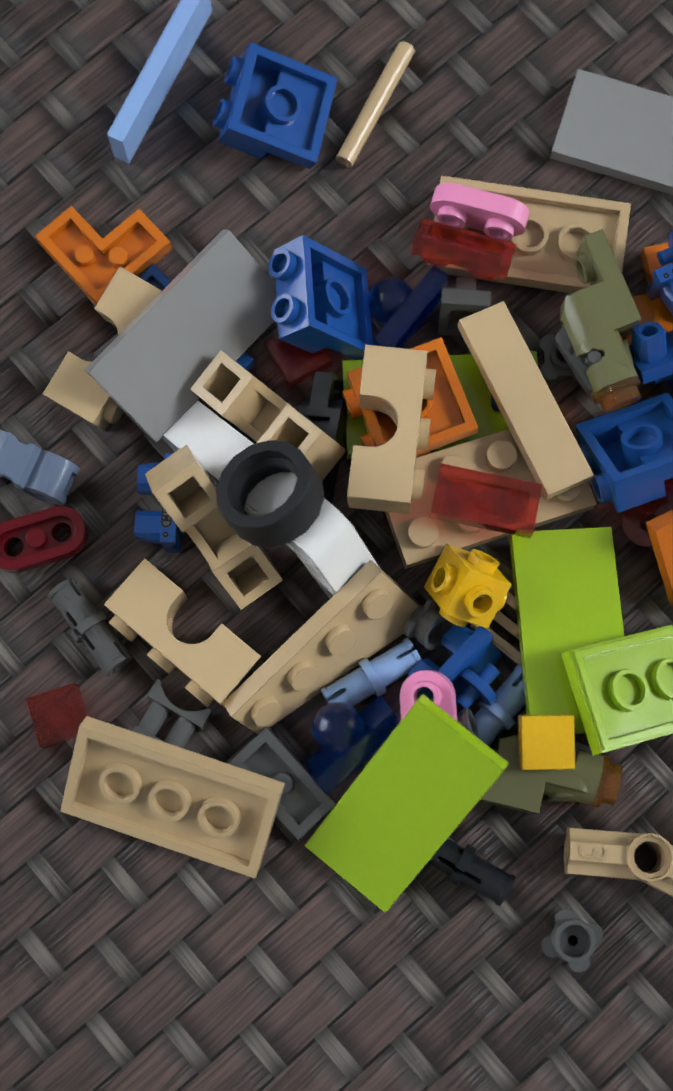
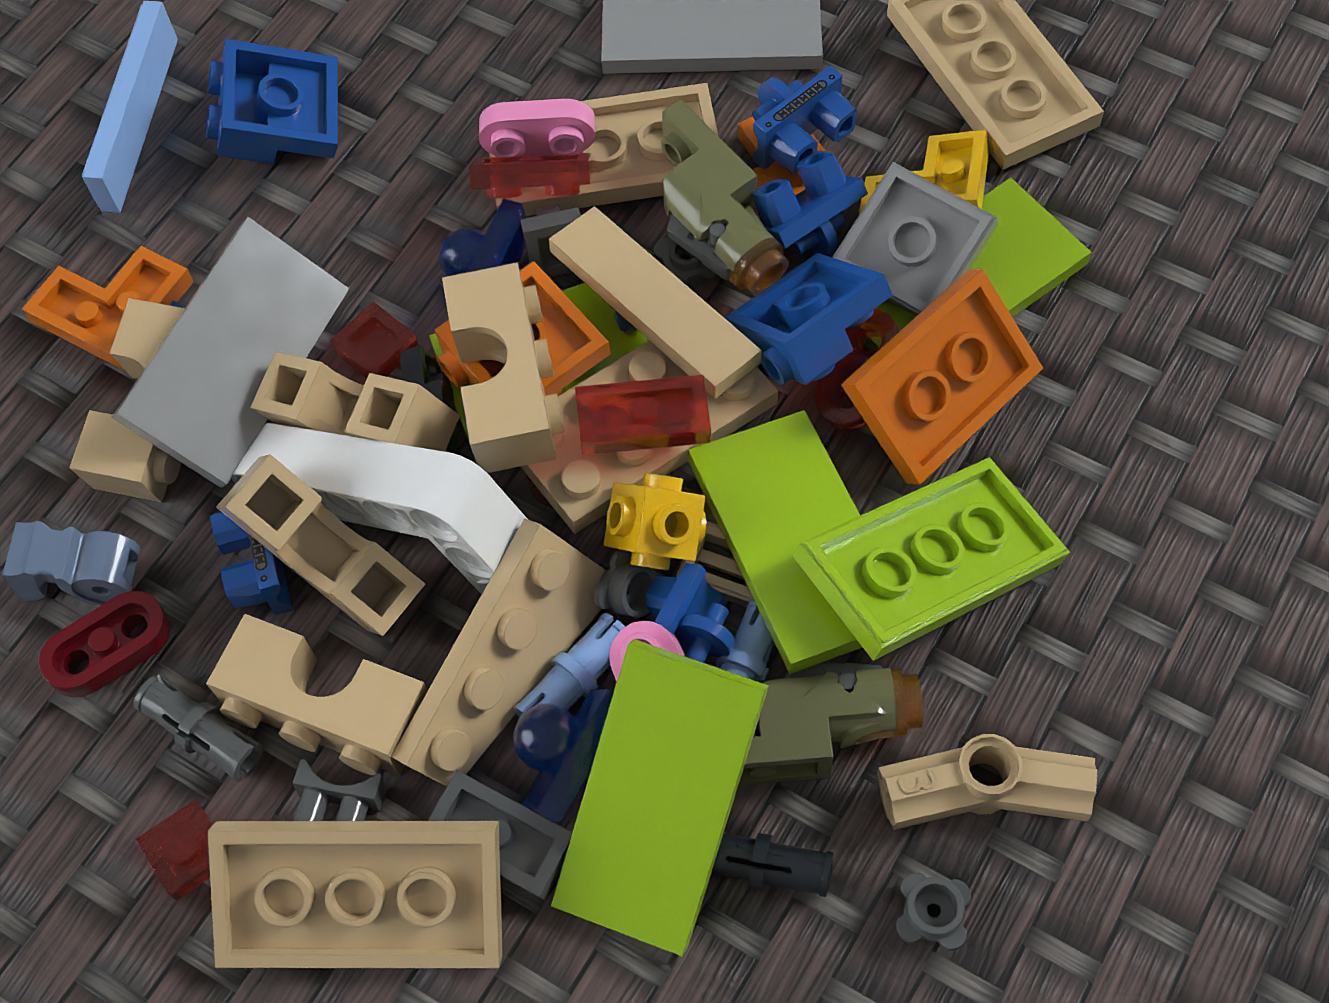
camera: 15 degrees left, 15 degrees down
(252, 467) = (390, 491): black tyre -> none
(320, 299) = (378, 269): blue plate -> none
(375, 104) = (388, 75): tan piece -> none
(546, 741) = (811, 663): yellow tile -> none

